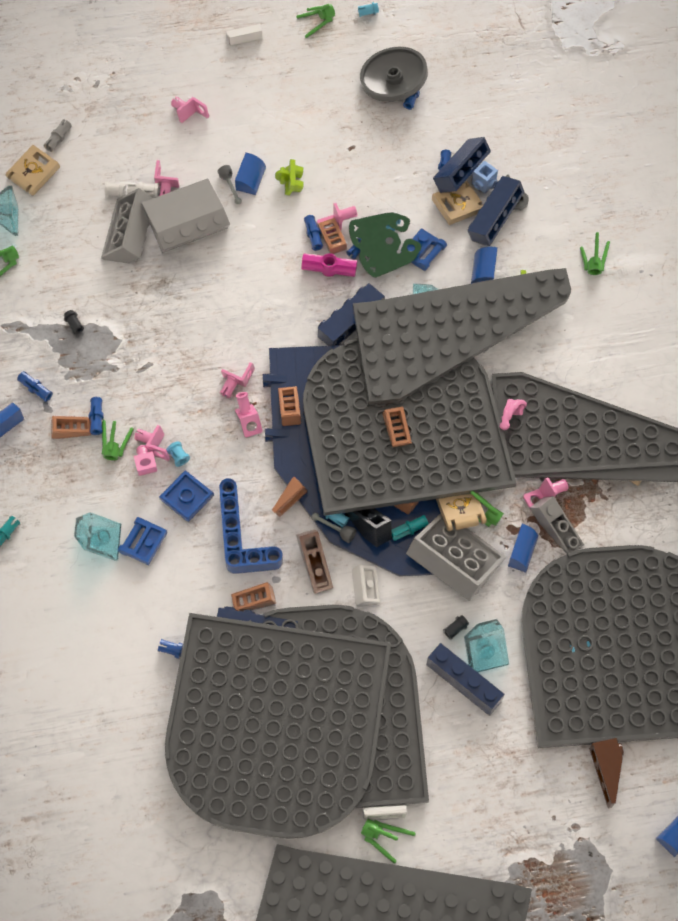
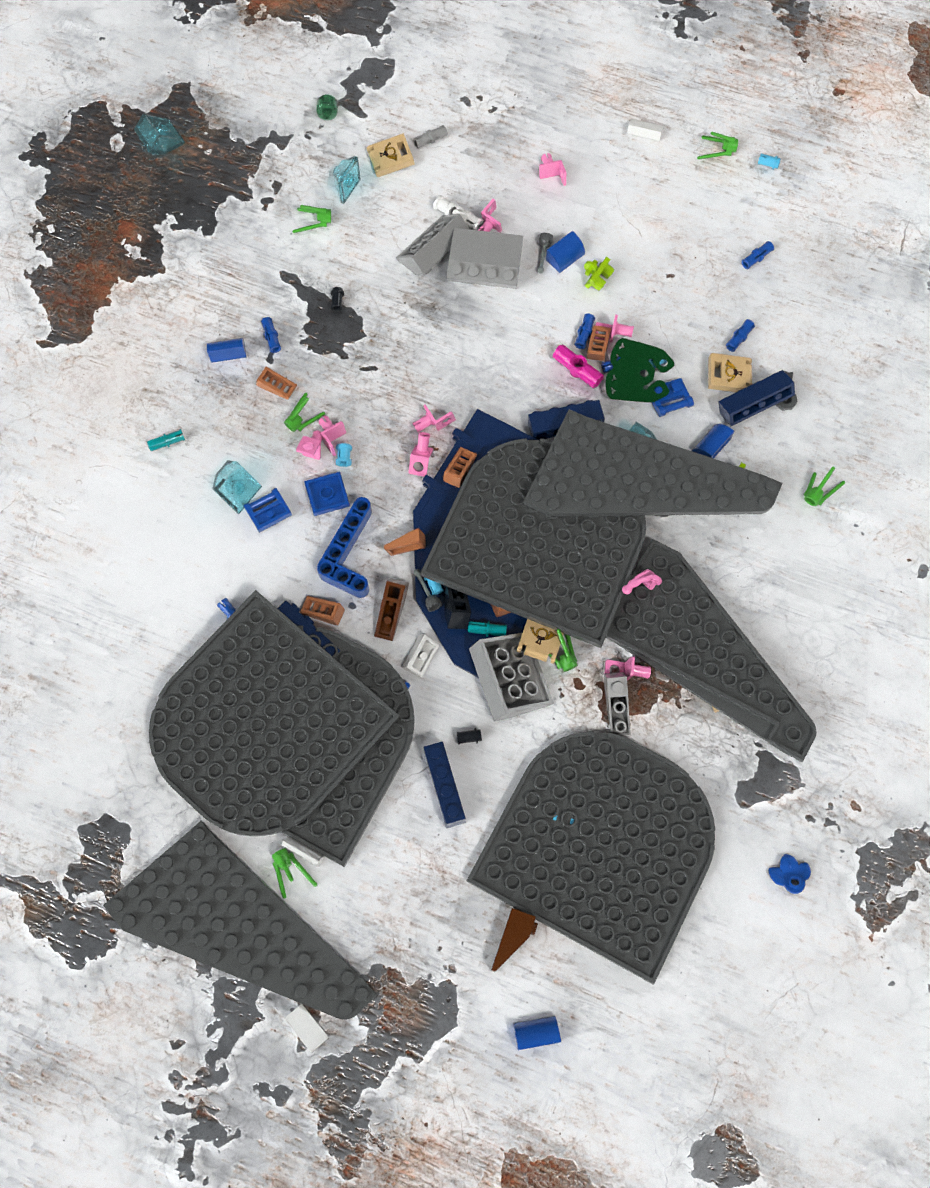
camera: 35 degrees right, 5 degrees up
(96, 416) = (301, 386): blue pin -> none
(394, 74) = (750, 229): dark grey dish -> none
(399, 411) = (539, 523): nougat slope -> none
(462, 165) = (753, 341): dark blue brick -> none
(484, 177) = (767, 362): light blue brick -> none
(486, 646) = (481, 768): clear light blue slope -> none
(523, 548) = (573, 705): blue brick -> none

